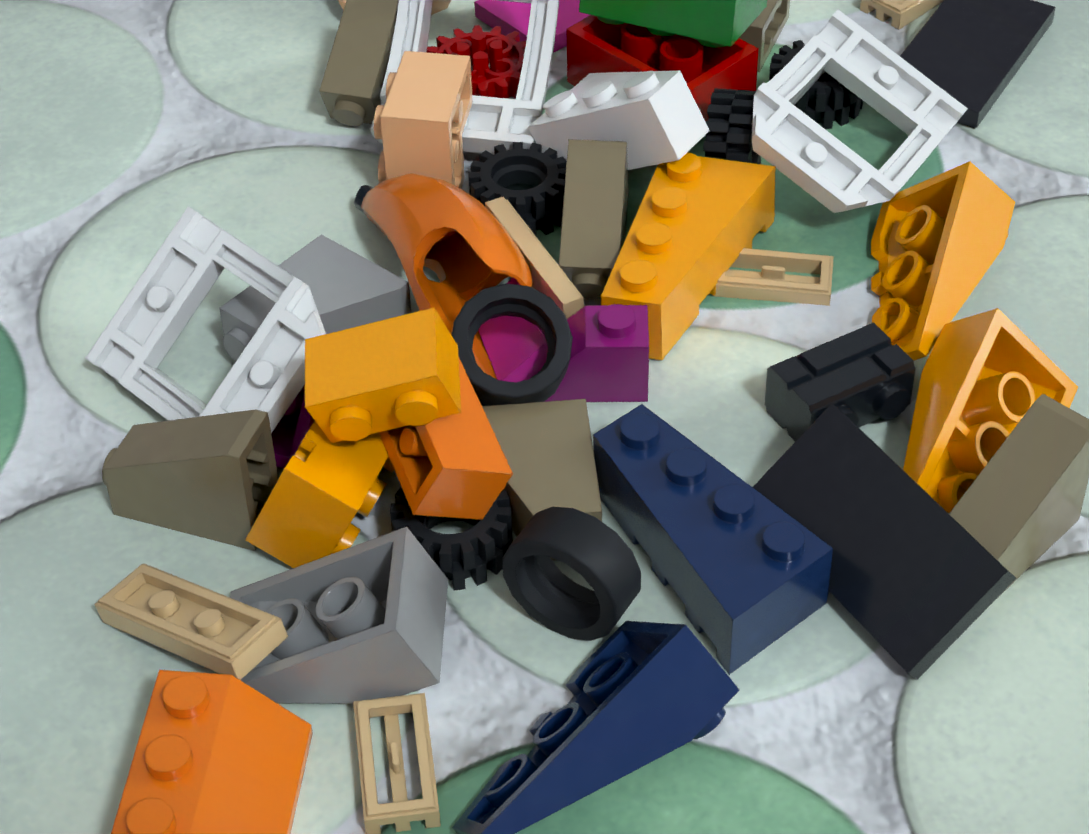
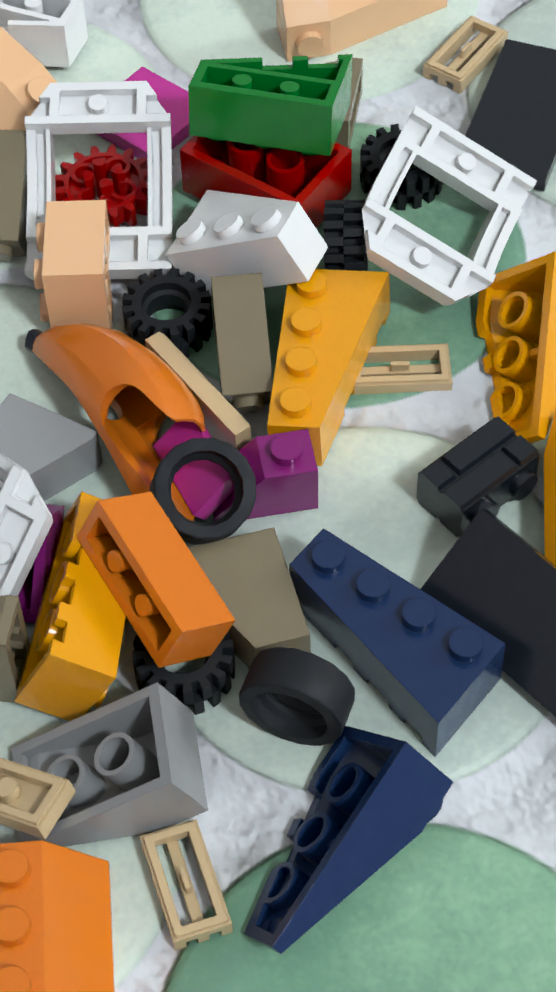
camera: 10 degrees left, 10 degrees up
(382, 376) = (116, 559): light orange brick -> none

